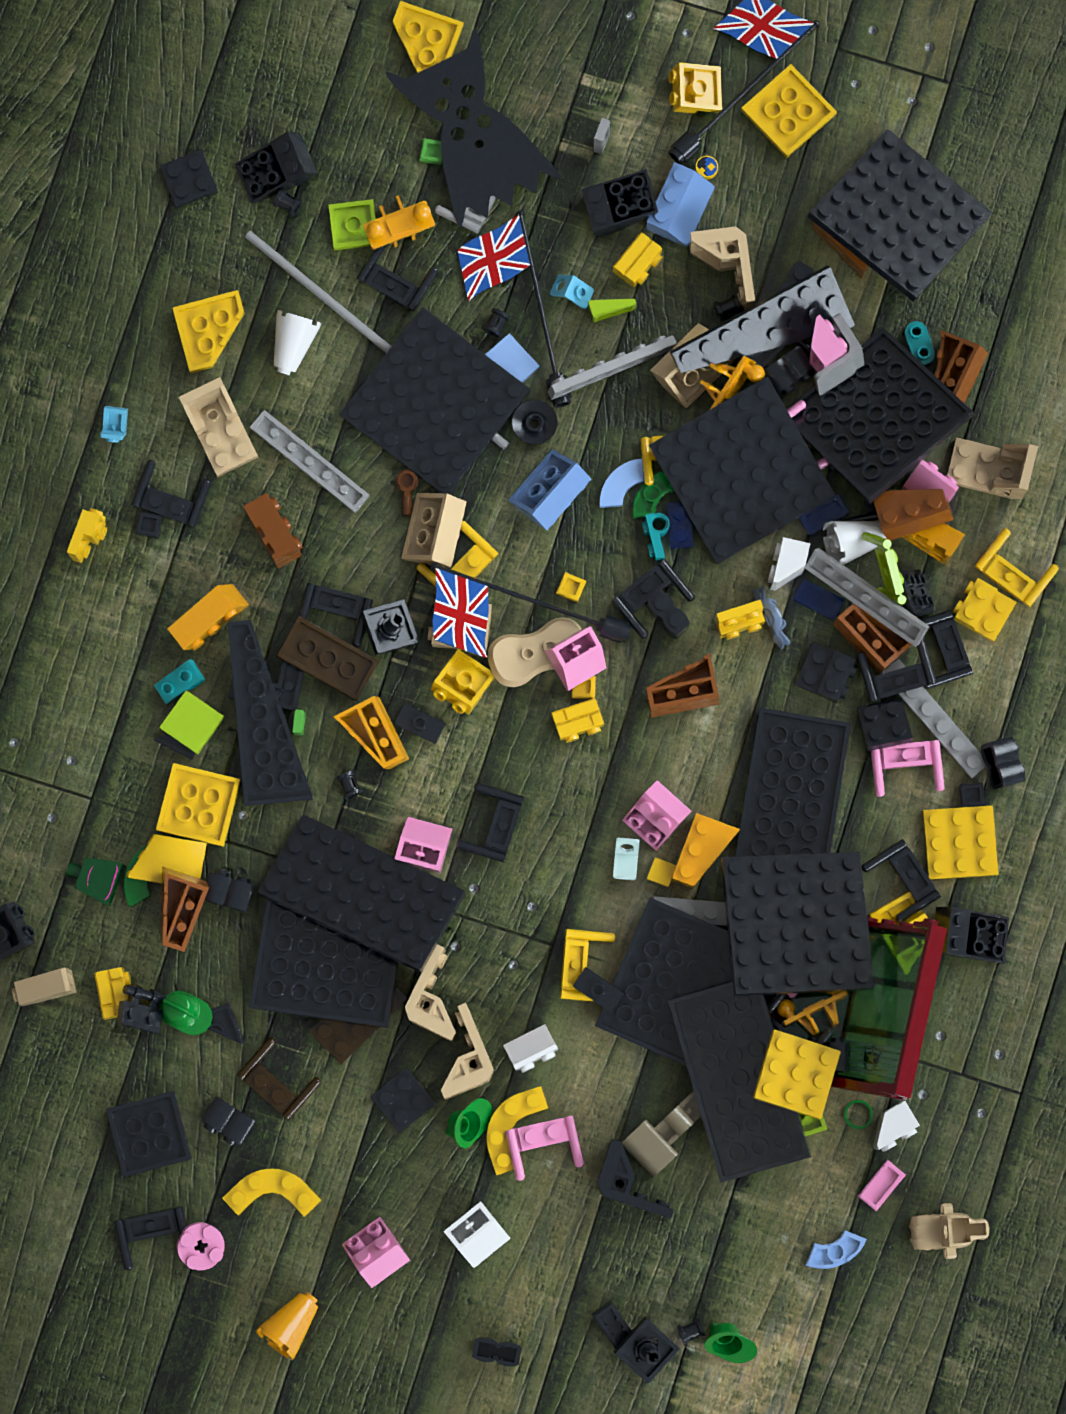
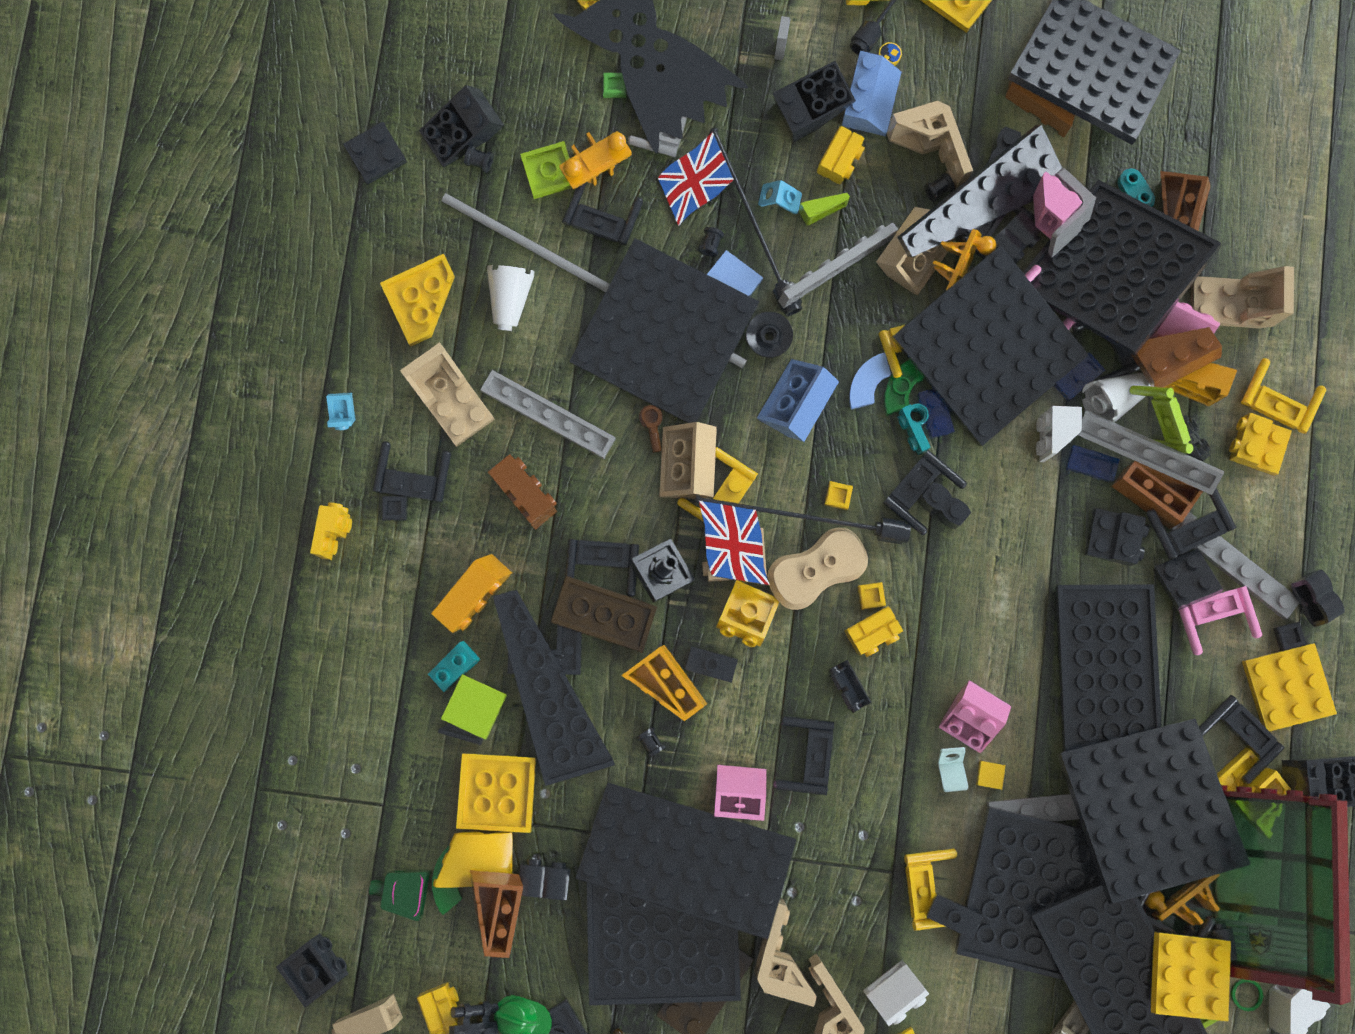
camera: 15 degrees left, 0 degrees up
(299, 722) = (586, 686): bright green tile -> none
(547, 773) = (851, 688): none -> black hinge
(577, 657) = (862, 566): bright pink slope -> none
(685, 690) = (979, 581): dark orange wedge -> none
(702, 847) = (1029, 744): light orange wedge -> none
(739, 619) = (1026, 495): yellow plate -> none
(773, 617) = (1047, 482): sand blue piece -> none
(950, 647) = (1237, 488): black plate -> none

